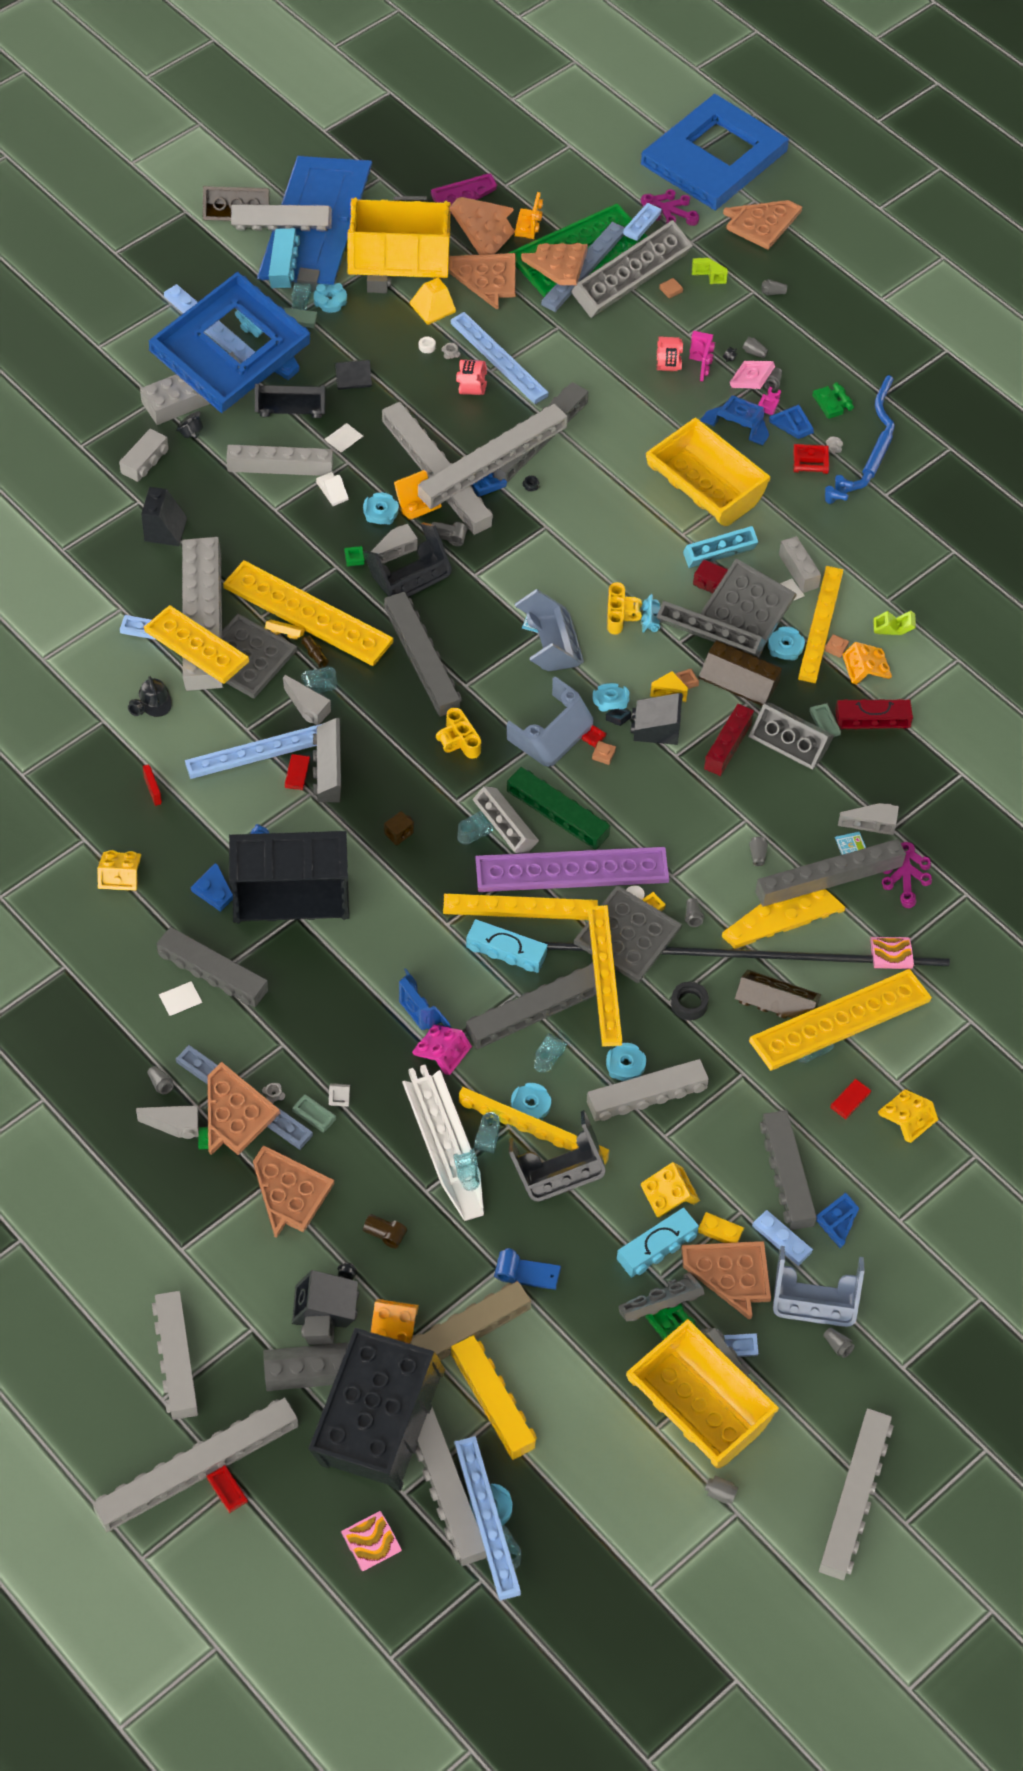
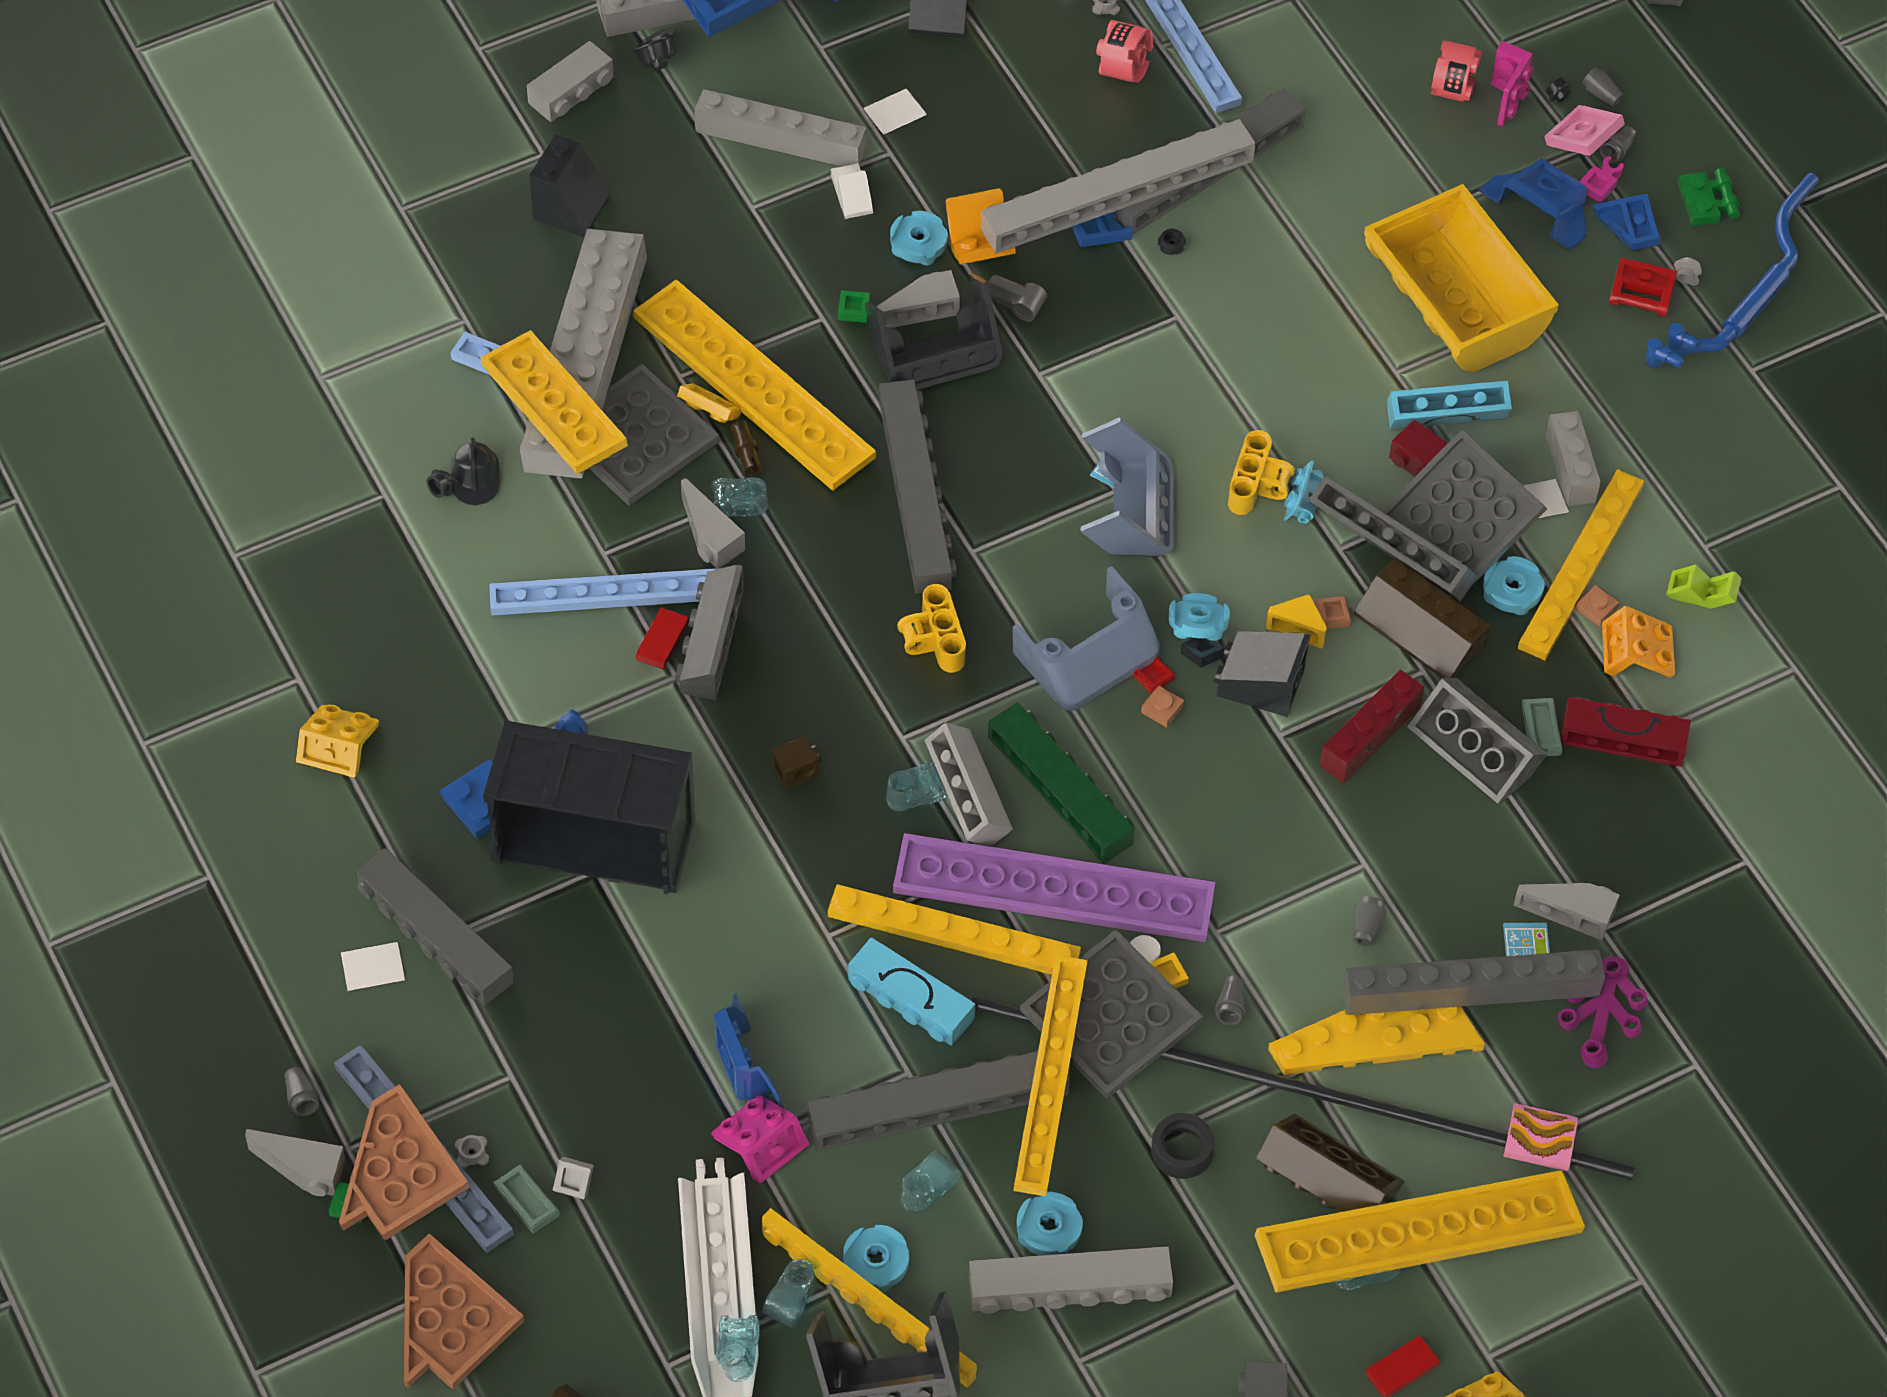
camera: 15 degrees right, 0 degrees up
(152, 785) = (427, 613): red tile -> none
(290, 400) = (823, 35): black windscreen -> none
(429, 458) = (1021, 175): light grey brick -> none

